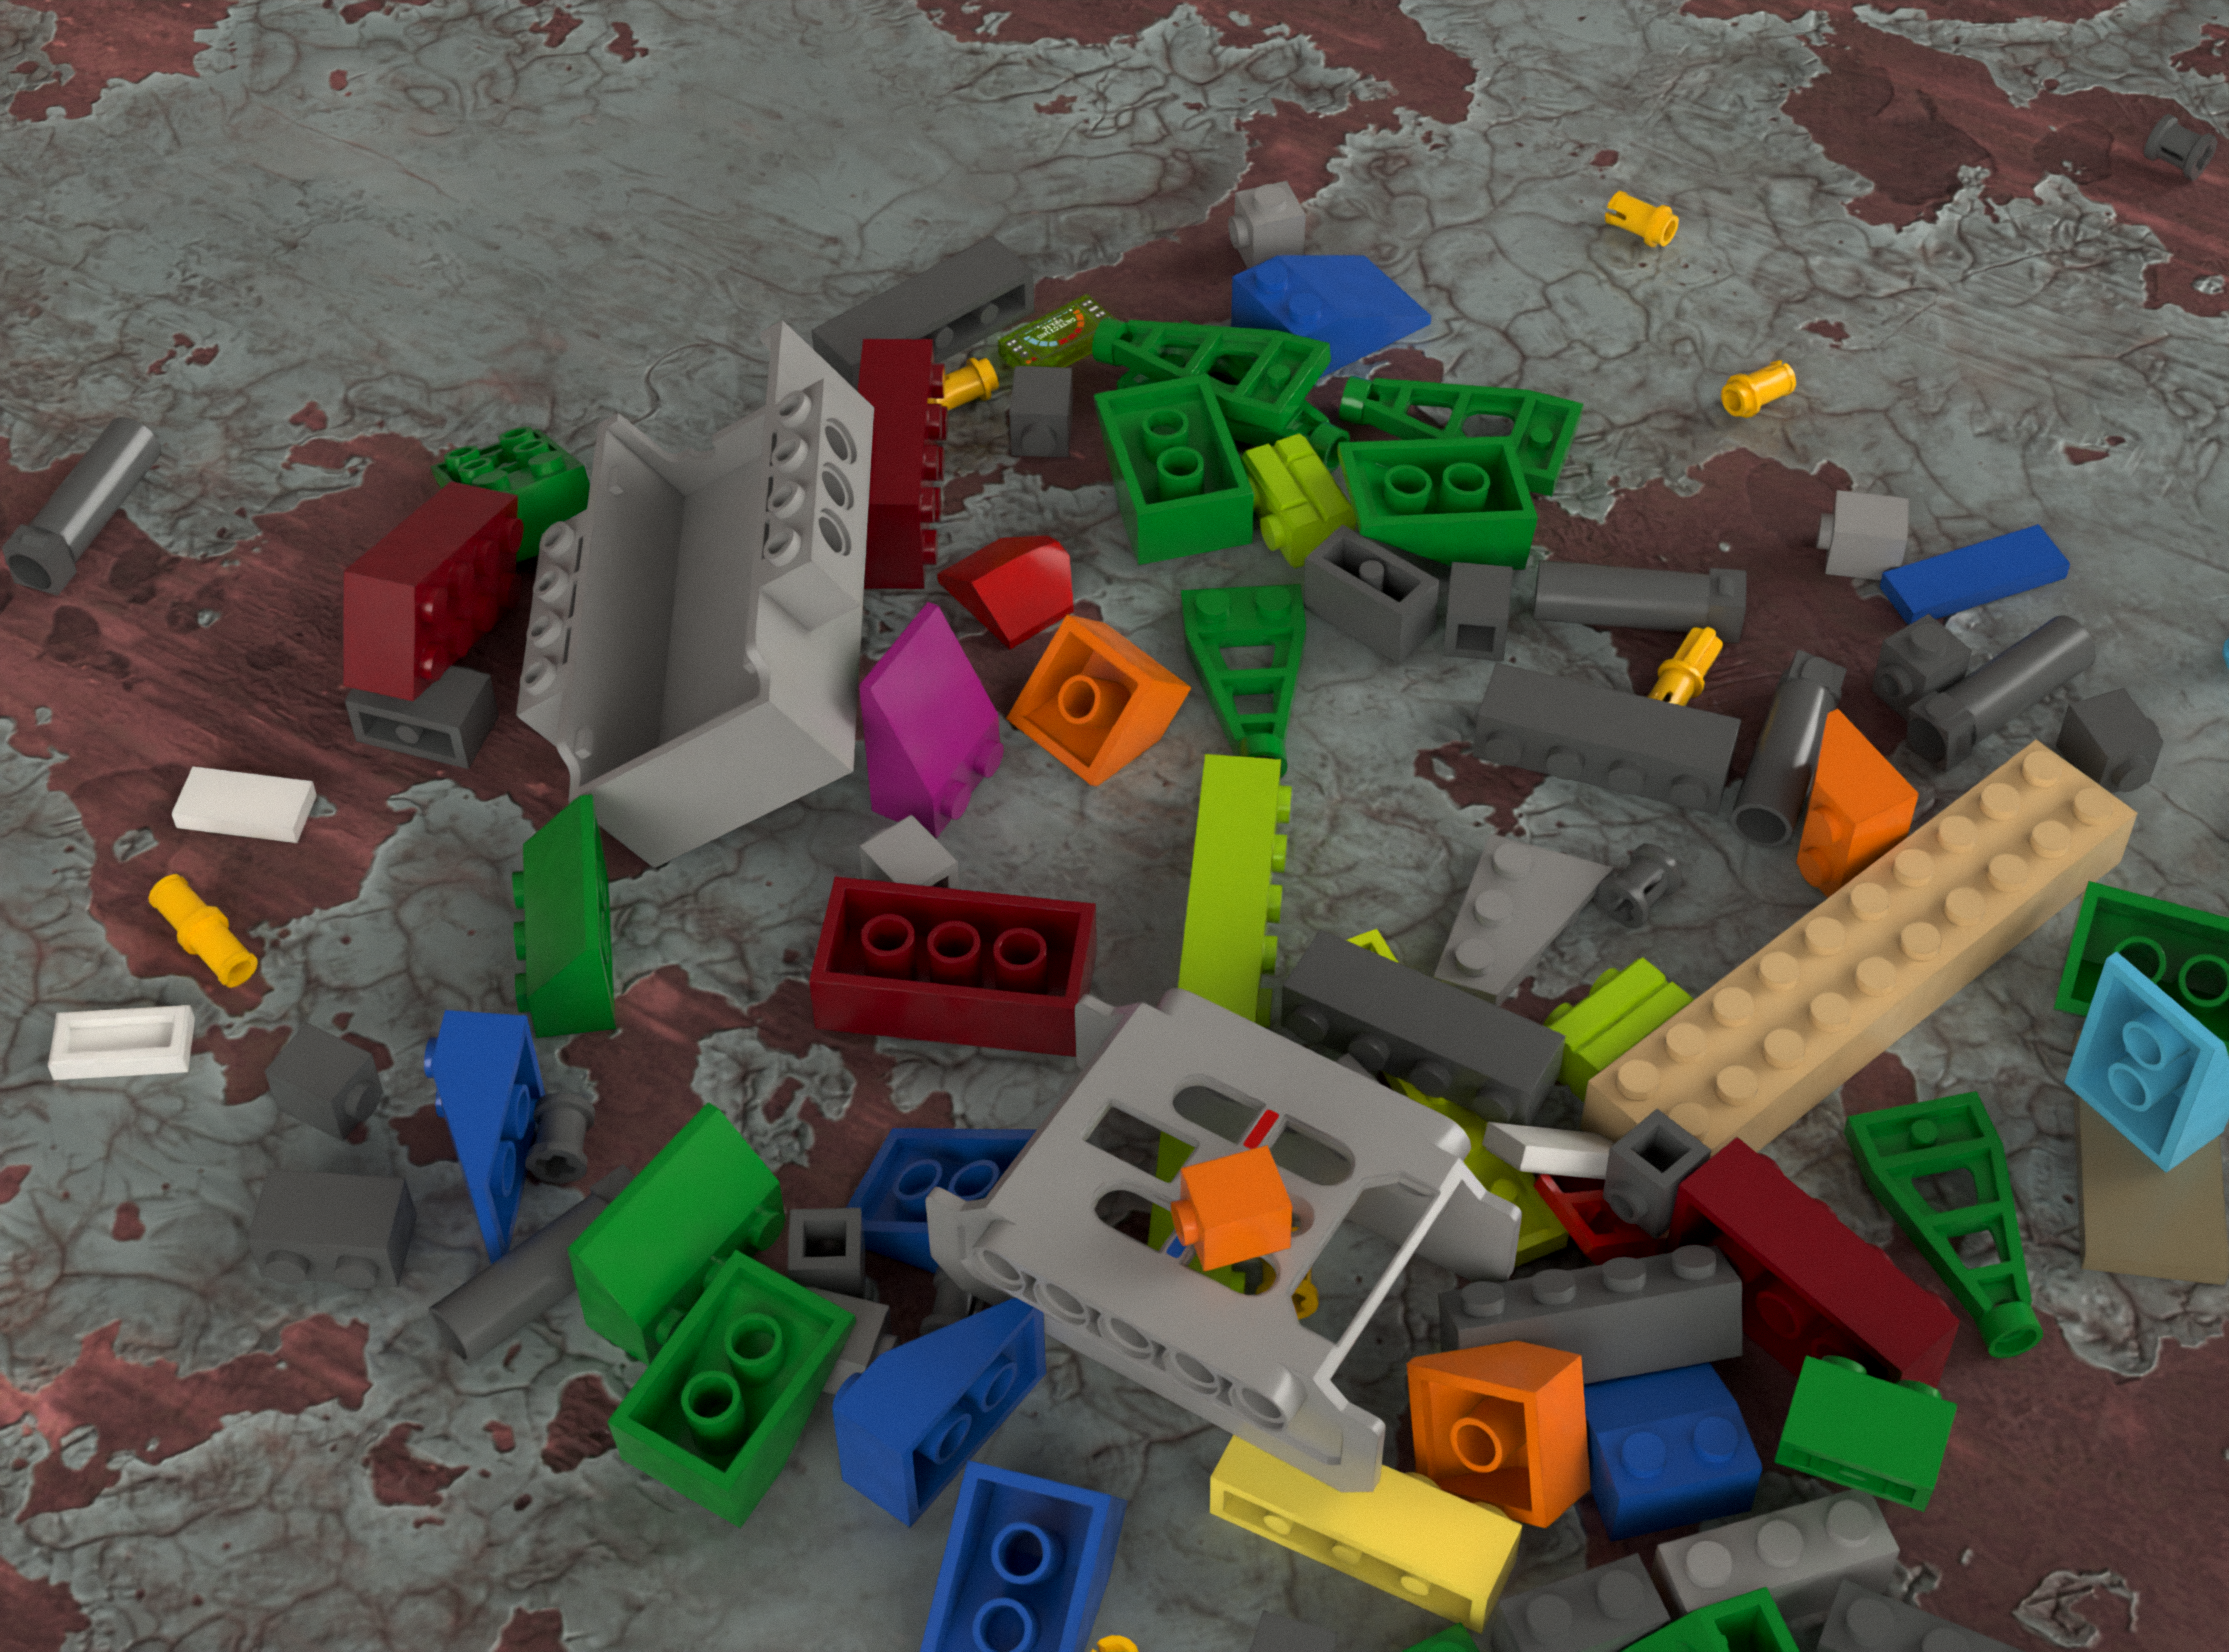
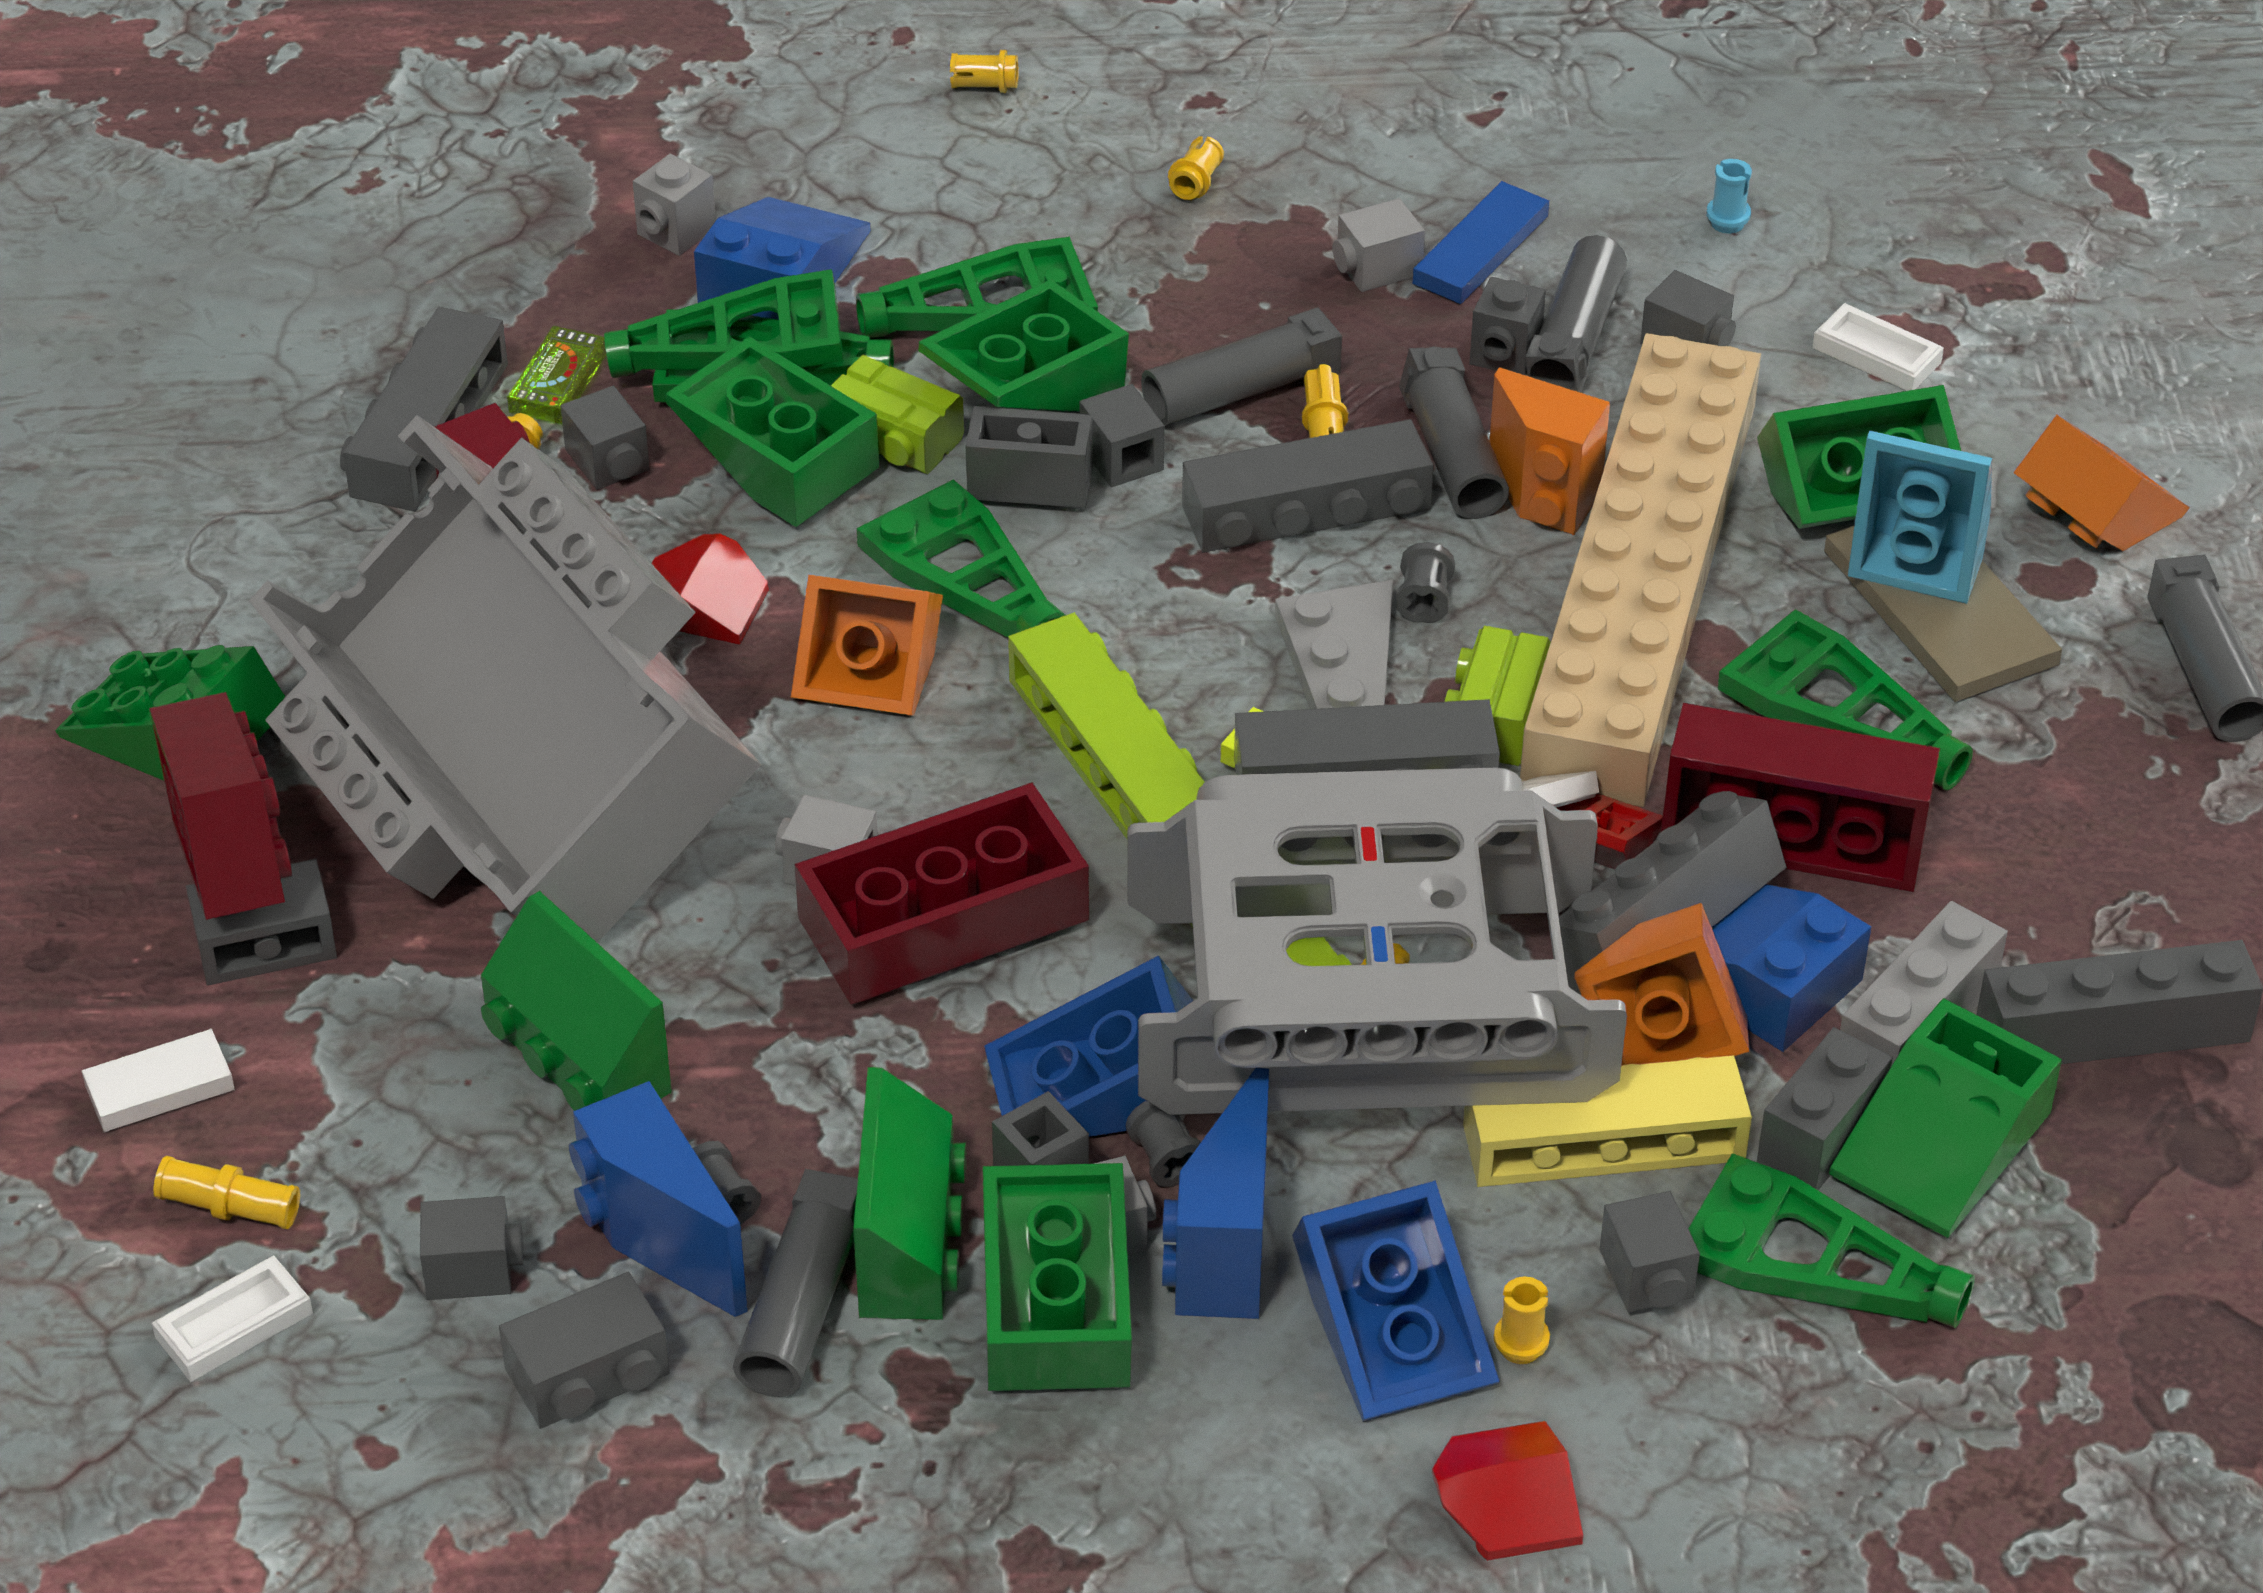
camera: 35 degrees left, 5 degrees down
(927, 726) = (770, 719): magenta slope -> none
(1233, 1208) = (1413, 896): orange brick -> none
(1647, 1171) = (1632, 766): dark grey brick -> none
(1866, 1431) = (1936, 852): green slope -> none

